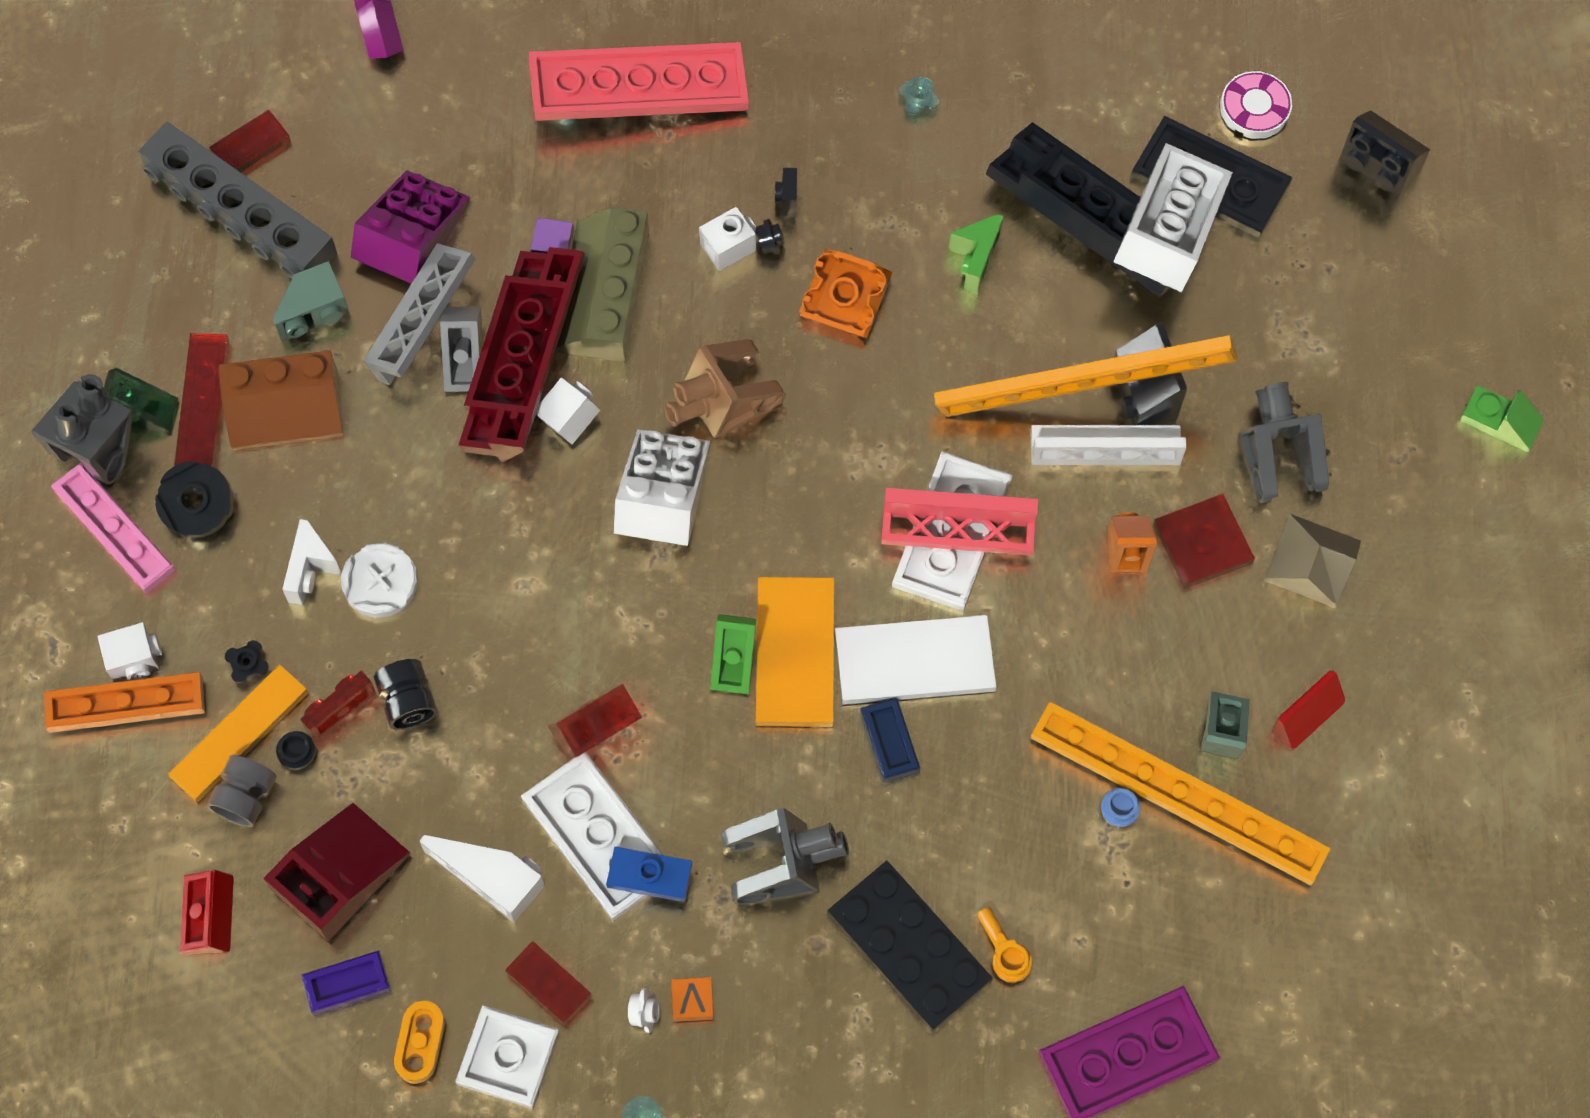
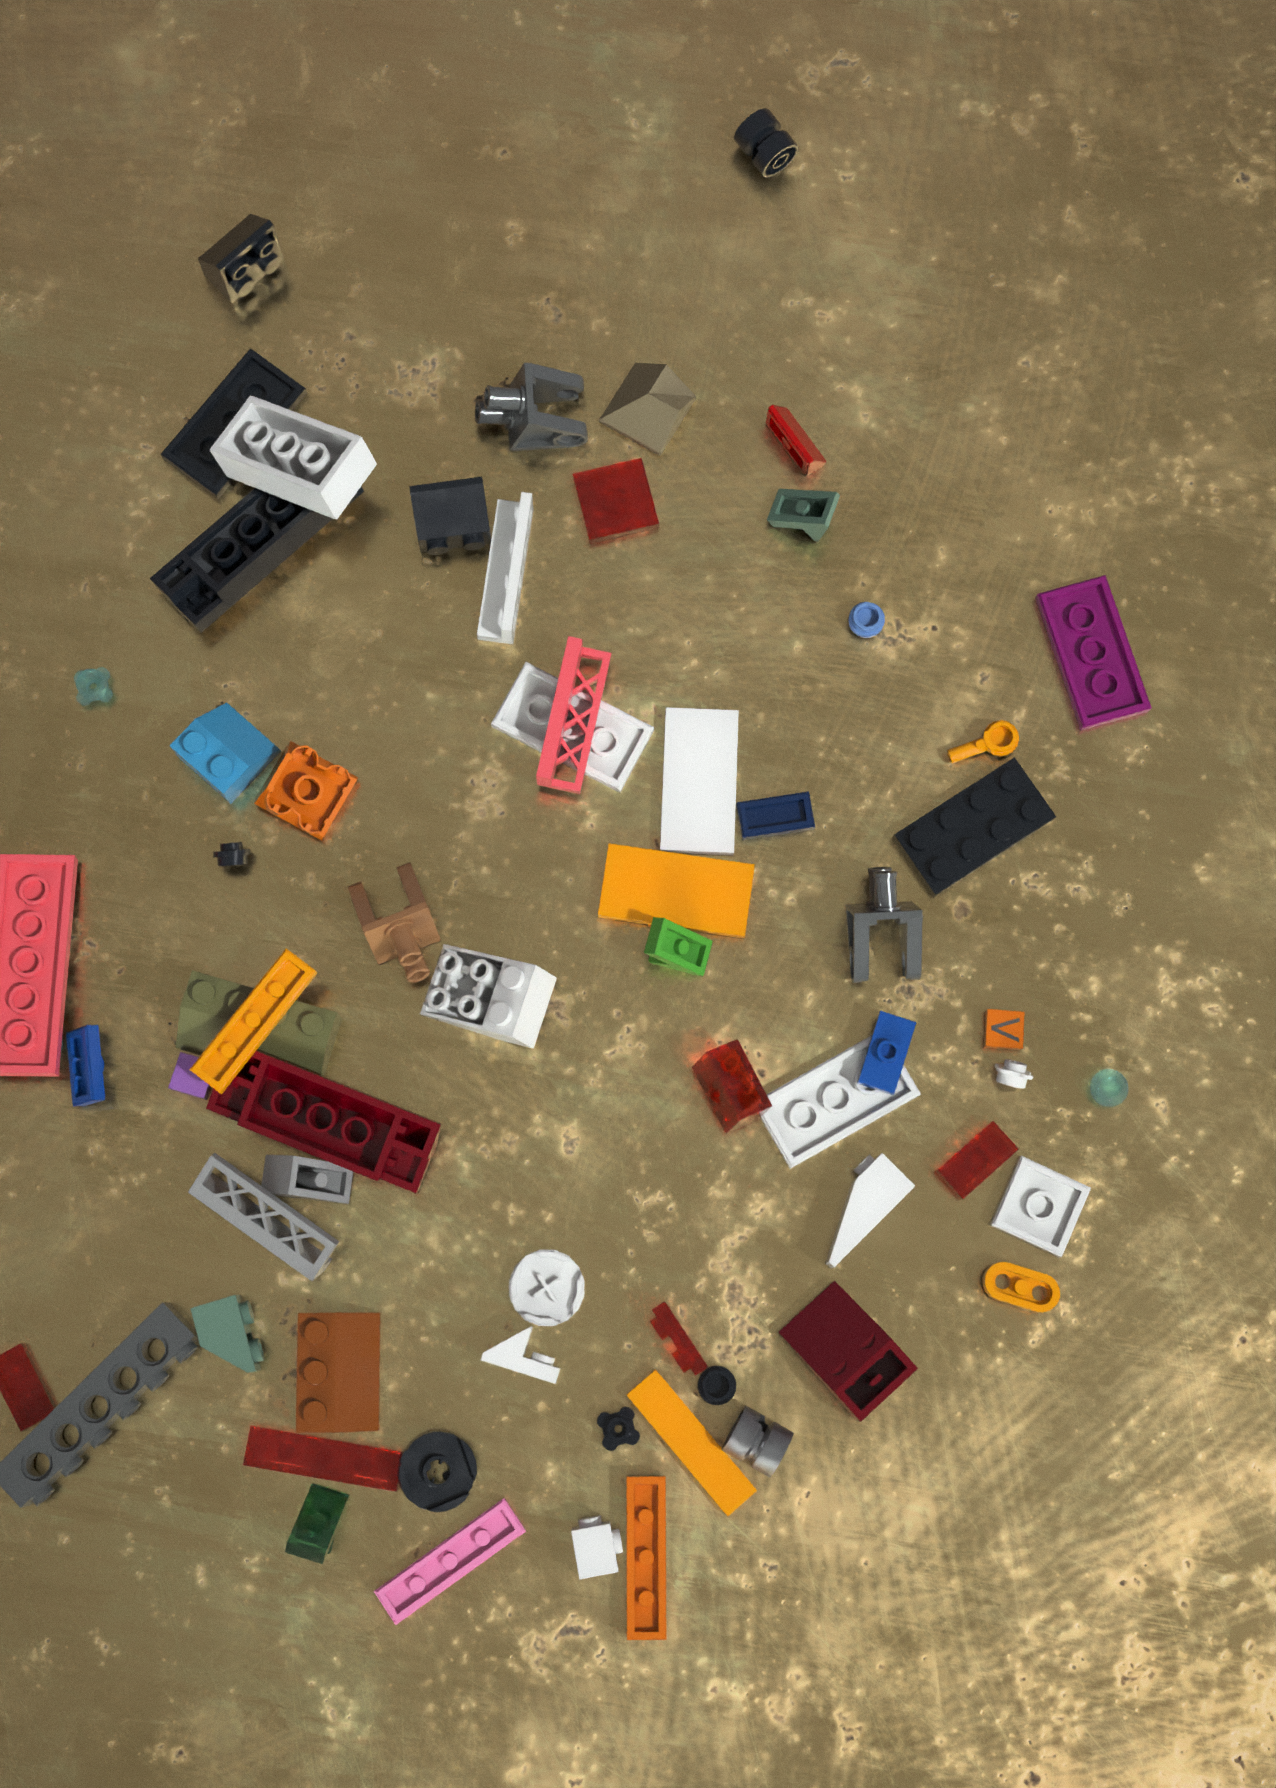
camera: 85 degrees left, 10 degrees up
(88, 429) = (351, 1578): dark grey piece -> none
(206, 912) = (870, 1486): red slope -> none
(346, 982) = (953, 1354): dark purple tile -> none
(405, 694) = (678, 1269): black wheel -> none
(407, 225) = (155, 1222): magenta slope -> none
(549, 145) = (85, 1065): none -> blue plate
(568, 409) = (396, 1077): white brick -> none
(602, 267) = (253, 1021): none -> light orange tile
(728, 238) = (226, 895): white brick -> none
(787, 192) = (184, 830): black plate -> none
(872, 215) = (224, 750): none -> dark azure slope
(978, 245) = (276, 650): bright green slope -> none
(1087, 376) = (452, 567): light orange tile -> none
(1130, 543) = (613, 562): orange slope -> none
(1180, 793) = (859, 566): light orange plate -> none
(1256, 104) = (162, 367): tile -> none
(1508, 420) = (531, 215): bright green slope -> none

